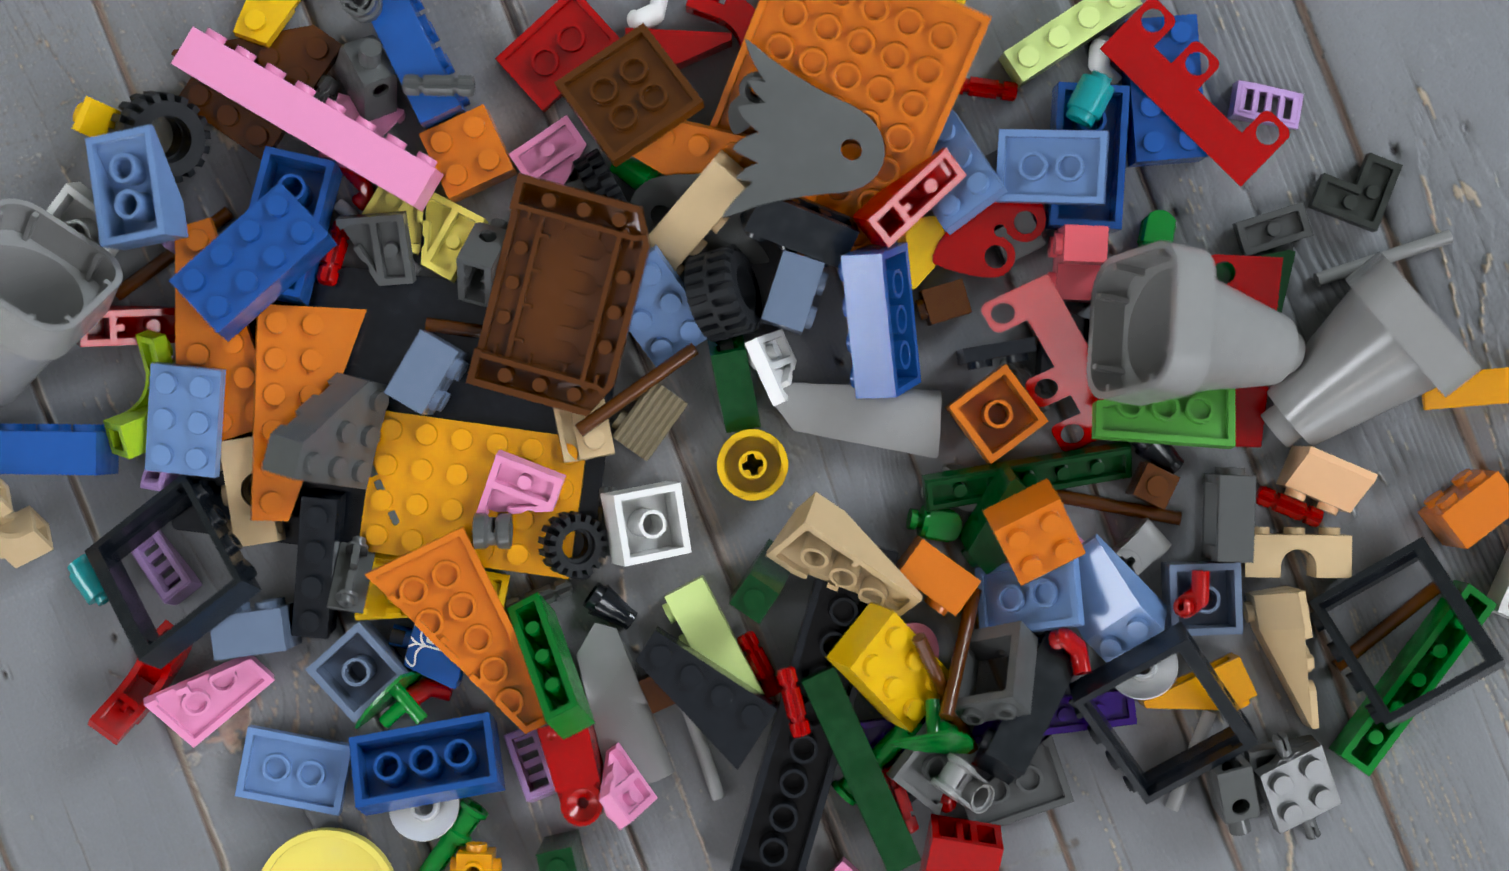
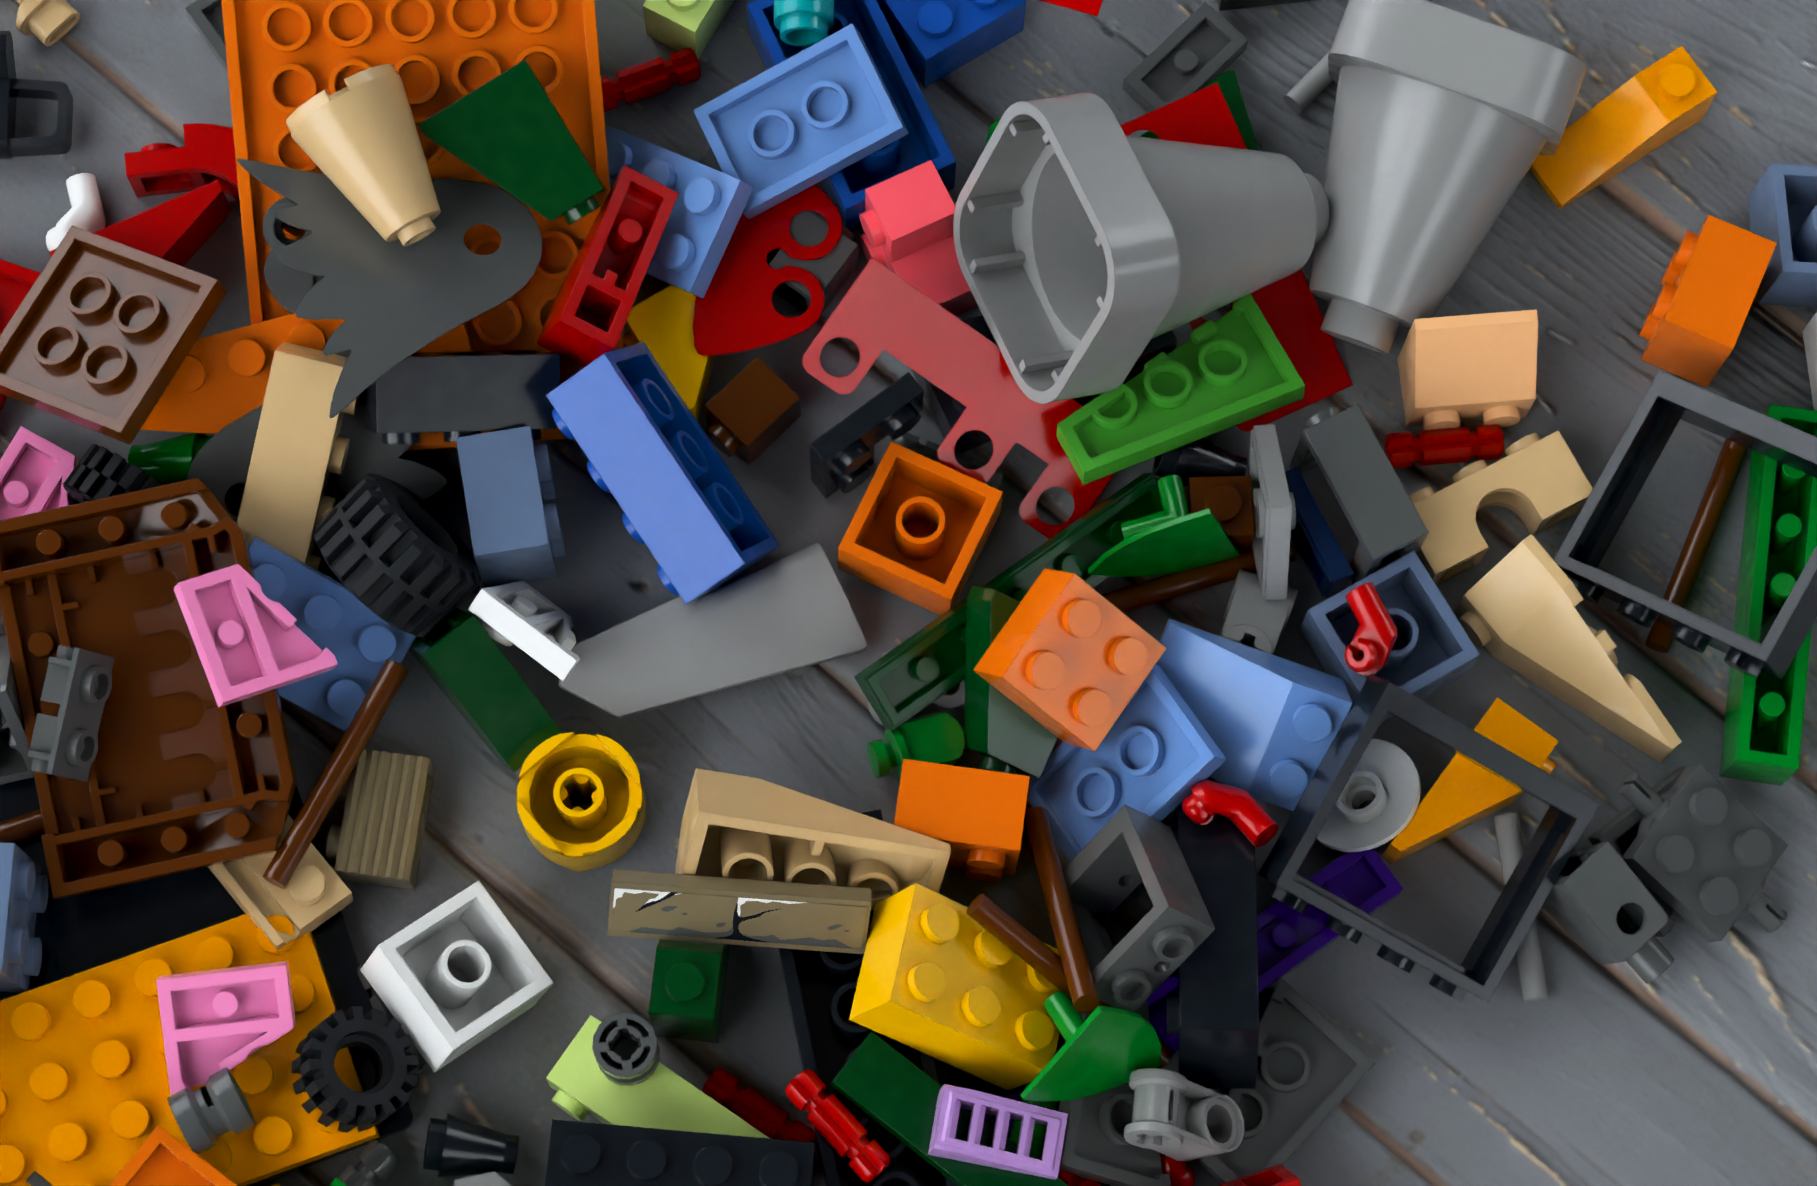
camera: 30 degrees left, 15 degrees down
(509, 308) = (69, 742): none -> dark grey hinge
(623, 305) = (246, 637): none -> bright pink wing
(712, 603) = (627, 1061): none -> dark grey wheel
(800, 573) = (739, 911): none -> dark tan tile
(816, 80) = (371, 152): none -> tan cone
(849, 730) = (945, 1123): none -> lavender slope
(896, 109) = (520, 144): none -> dark green slope
(1127, 481) = (1167, 539): none -> green shield
(1181, 504) = (1272, 510): none -> light grey plate
(1194, 518) = (1316, 540): none -> dark blue tile

